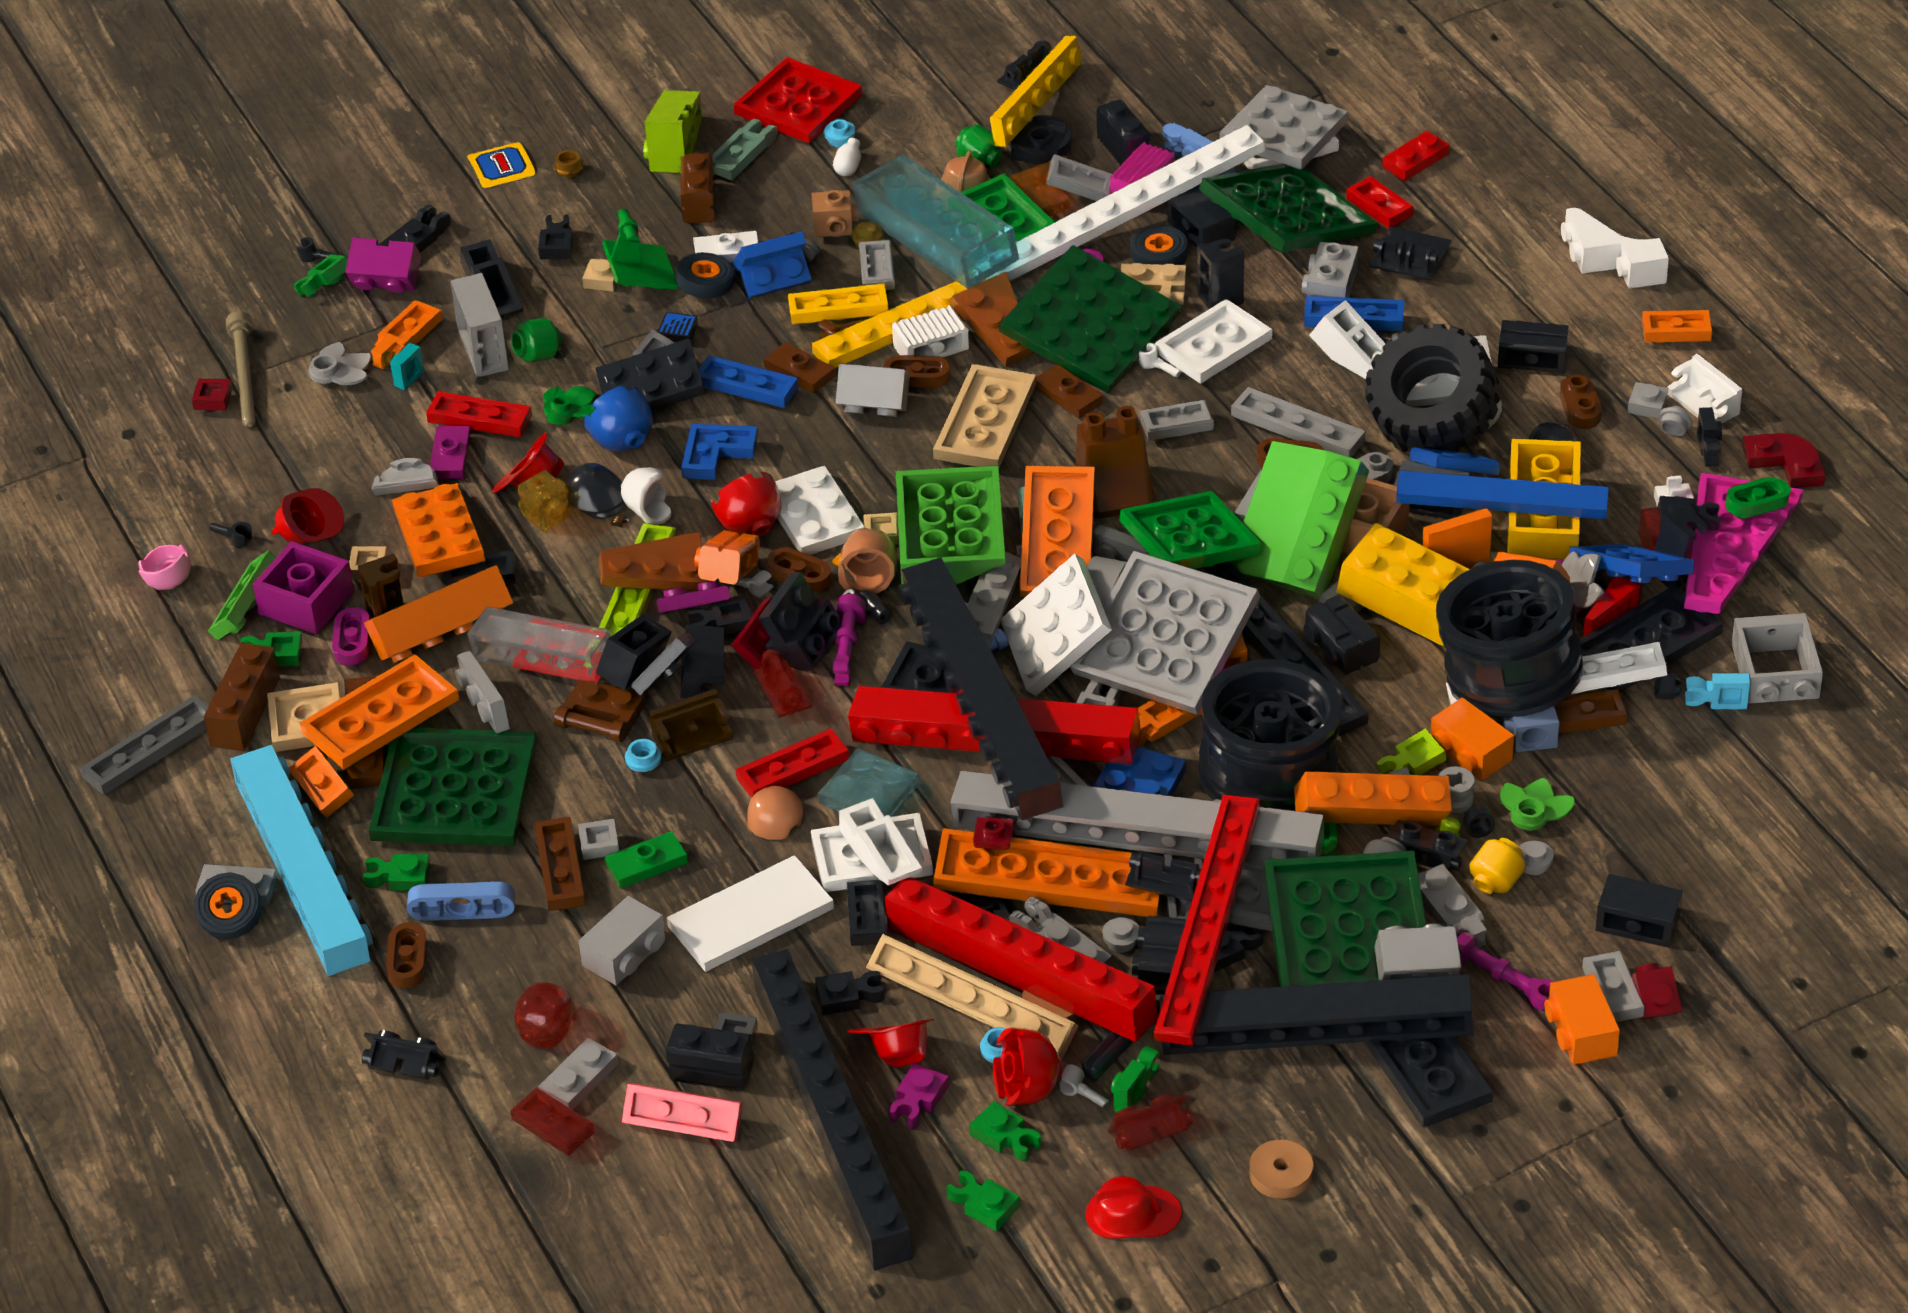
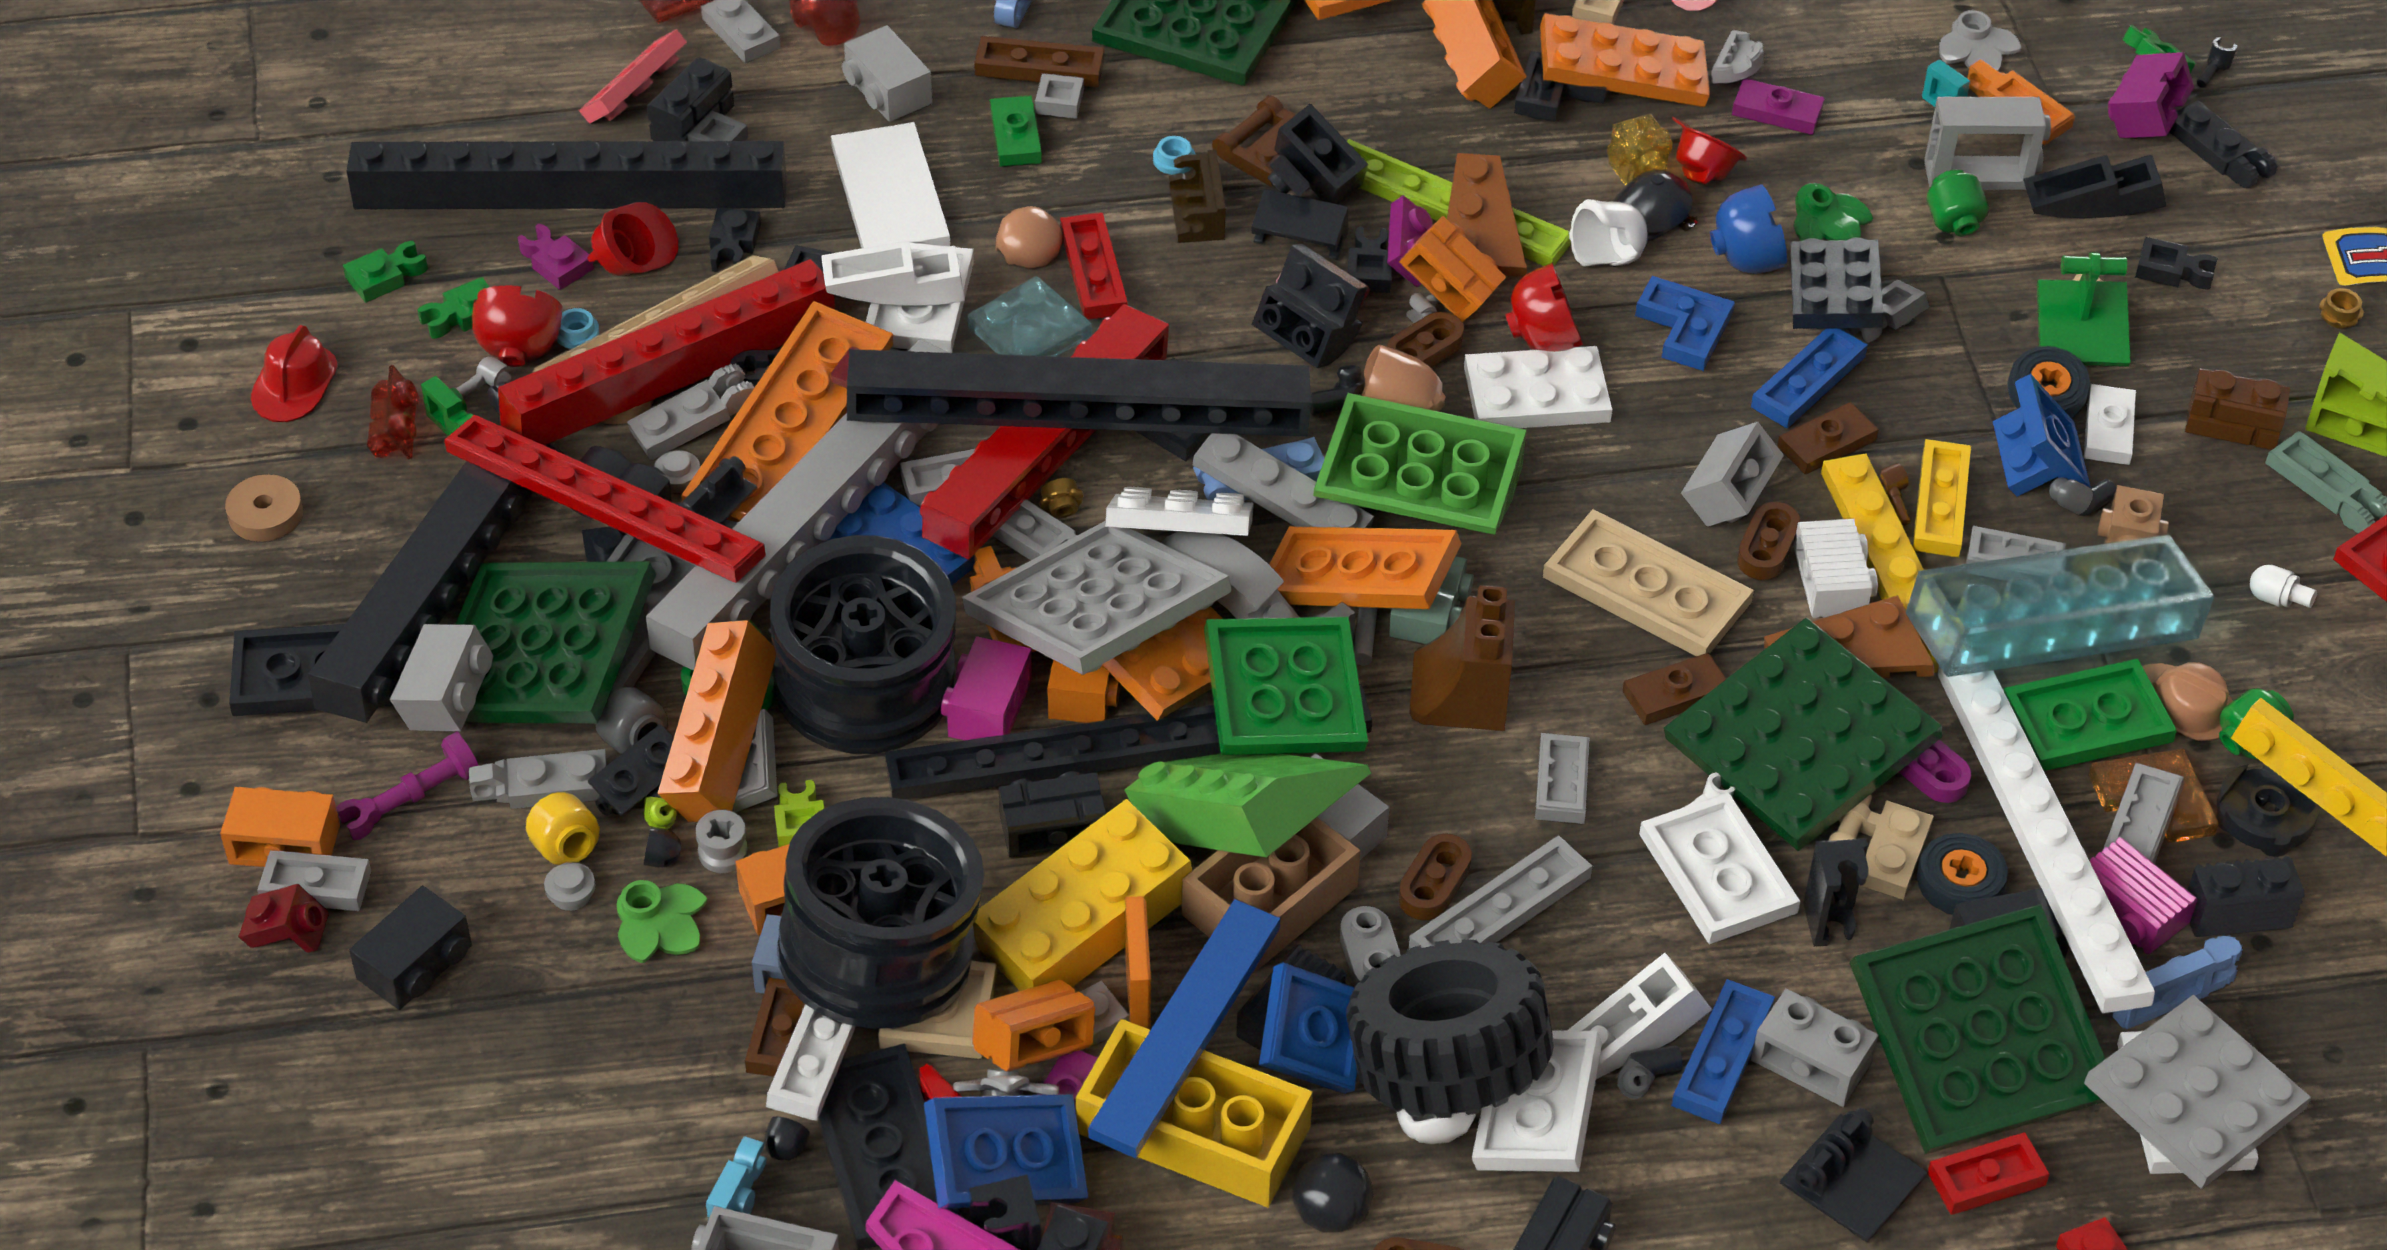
camera: 105 degrees right, 5 degrees up
(479, 414) = (1833, 135): red plate -> none
(481, 692) = (1321, 39): light grey plate -> none
(538, 644) = (1387, 93): clear brick -> none
(678, 326) = (1950, 343): tile -> none
(781, 685) = (1213, 288): clear red hinge -> none
(839, 132) = (2346, 594): medium azure plate -> none
(851, 610) = (1238, 343): magenta piece -> none

